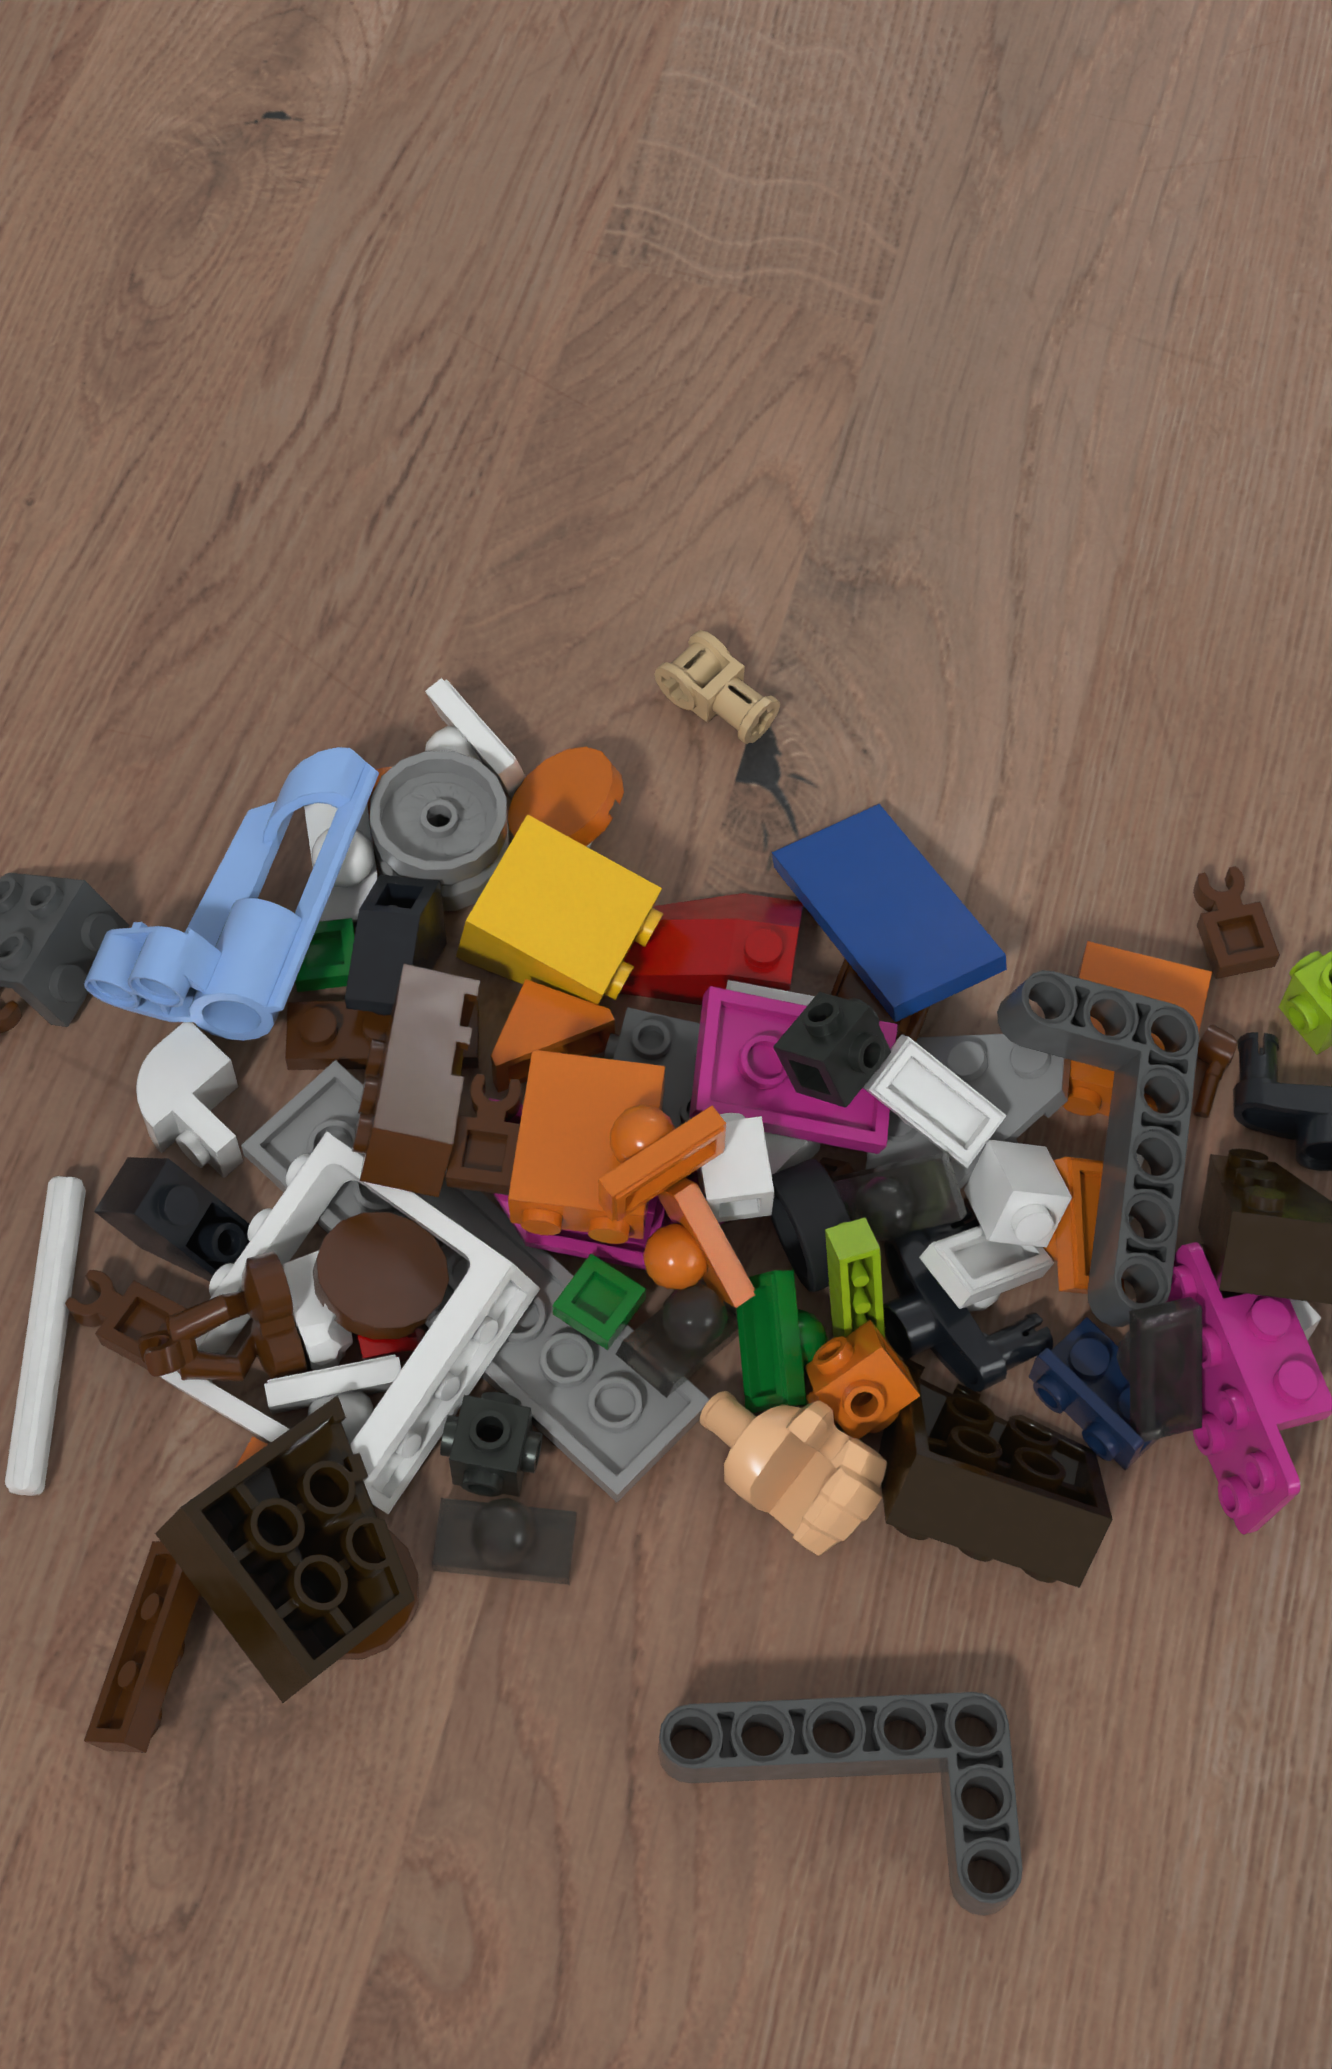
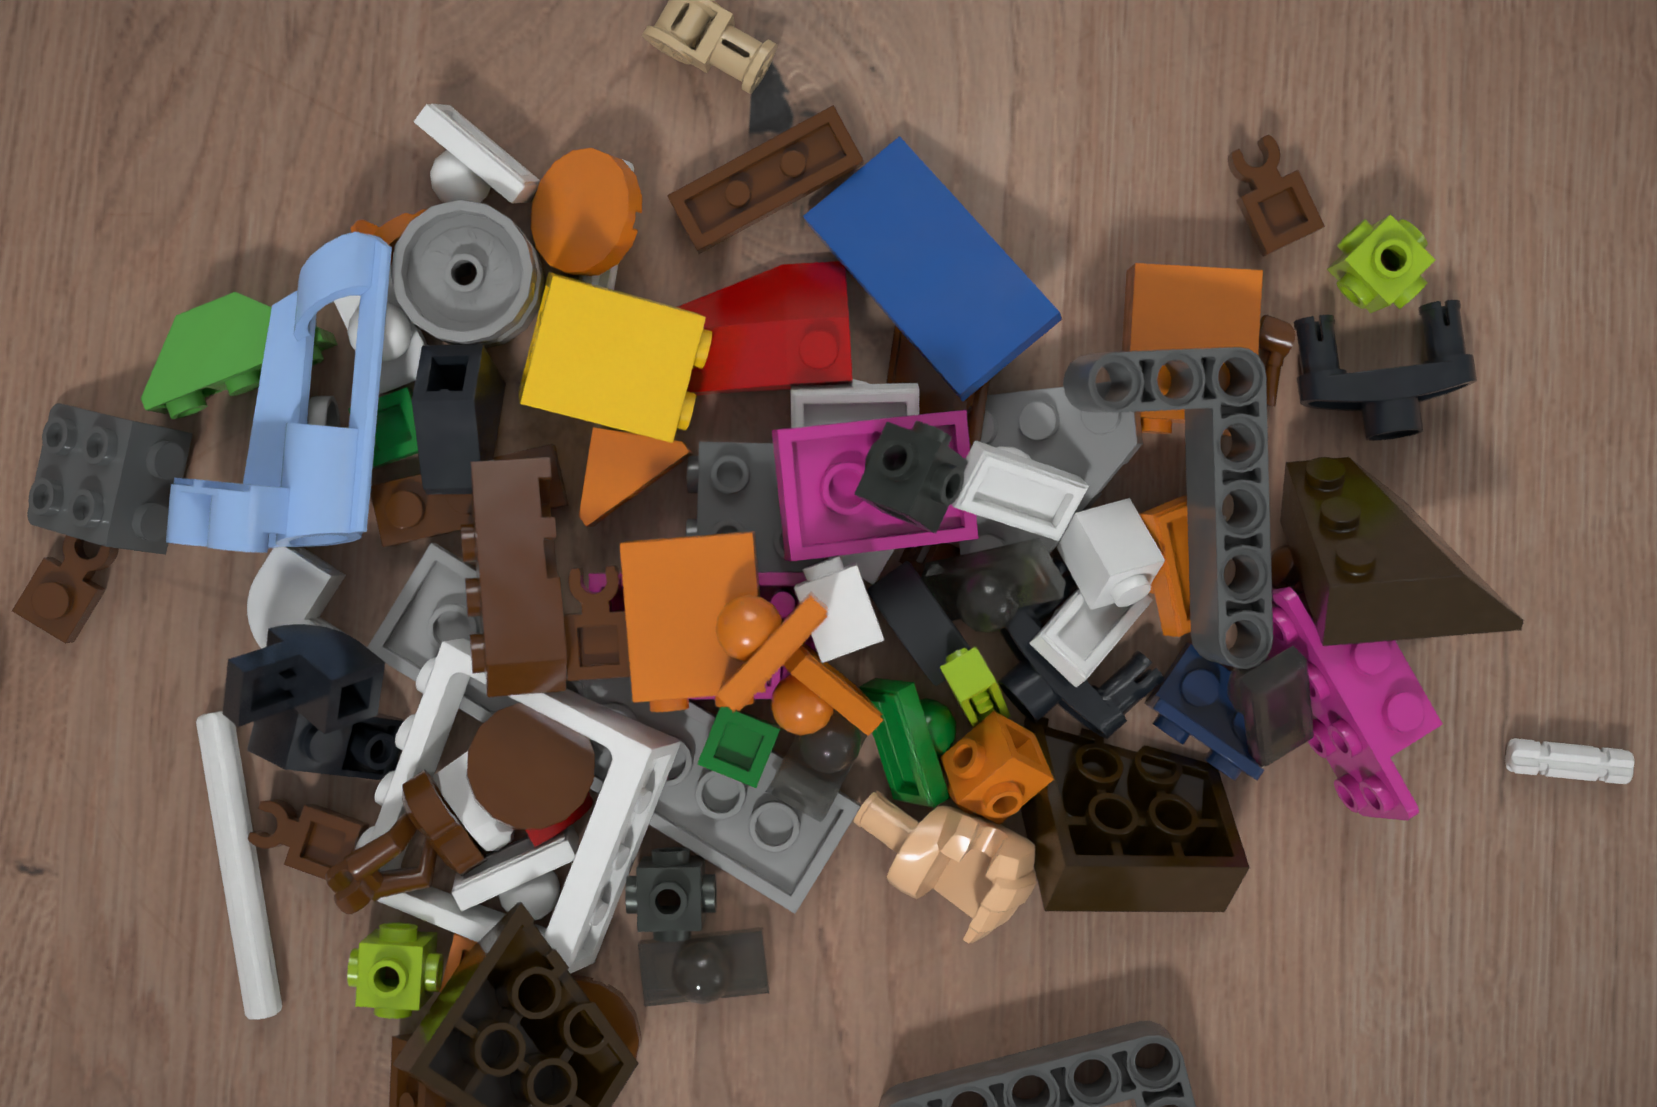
camera: 15 degrees left, 25 degrees up
(174, 1482) = (411, 955): none -> lime brick
(176, 854) = (212, 352): none -> bright green slope
(183, 1127) = (308, 669): none -> black brick
(742, 814) = (766, 179): none -> reddish brown plate

